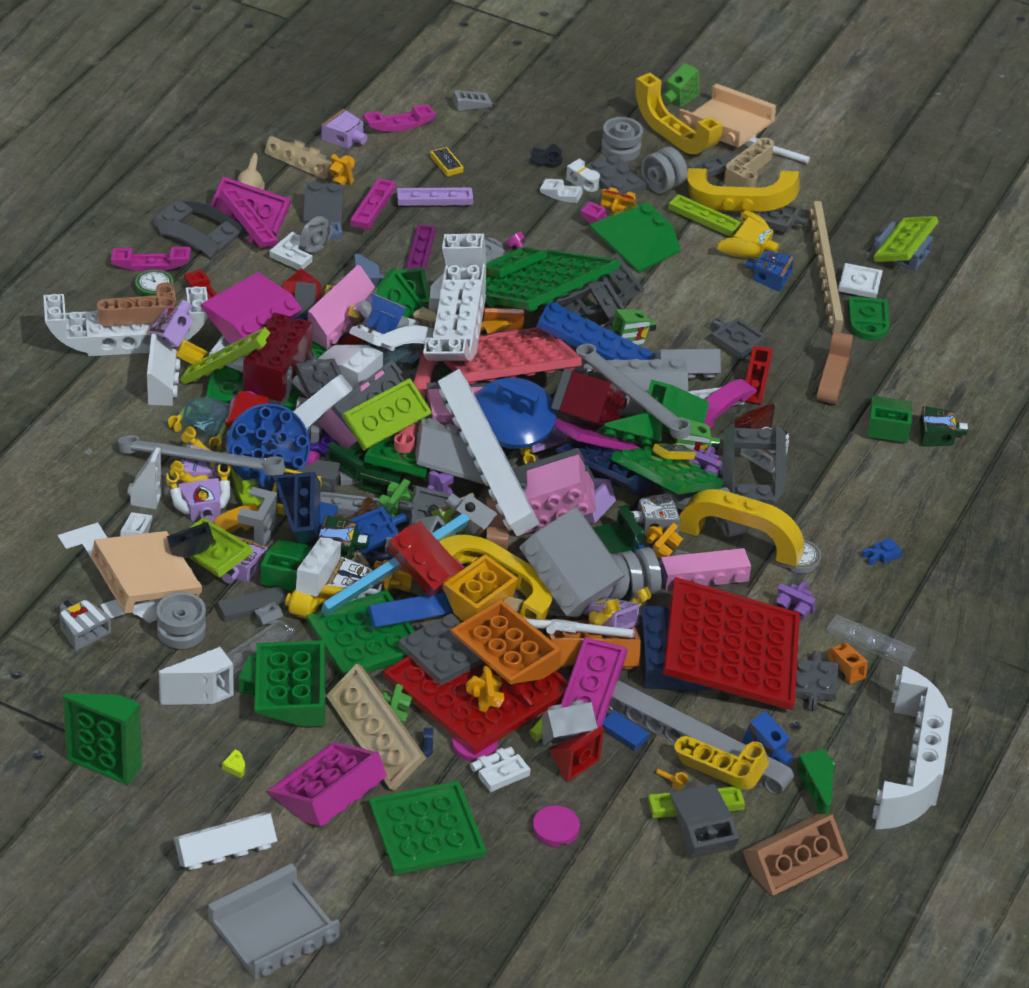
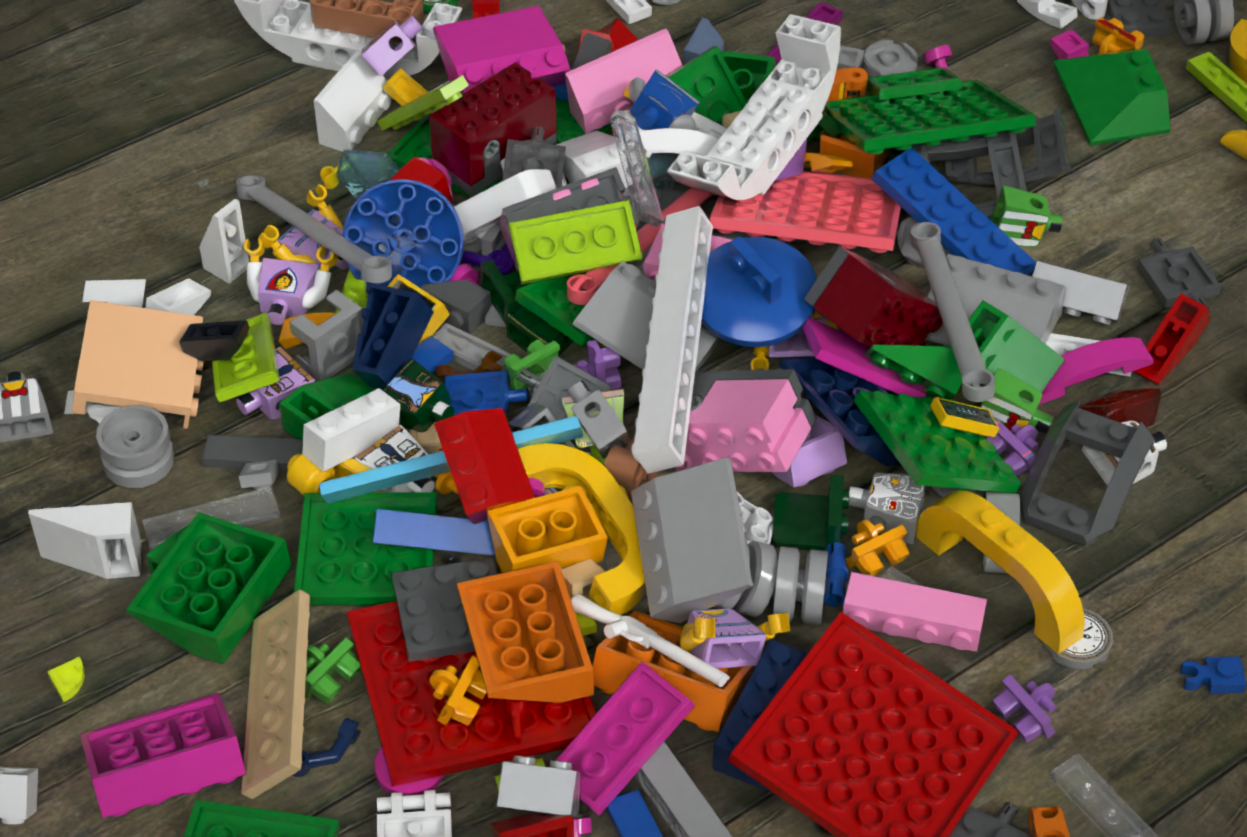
camera: 30 degrees right, 5 degrees up
(392, 354) = (636, 170): none -> clear tile

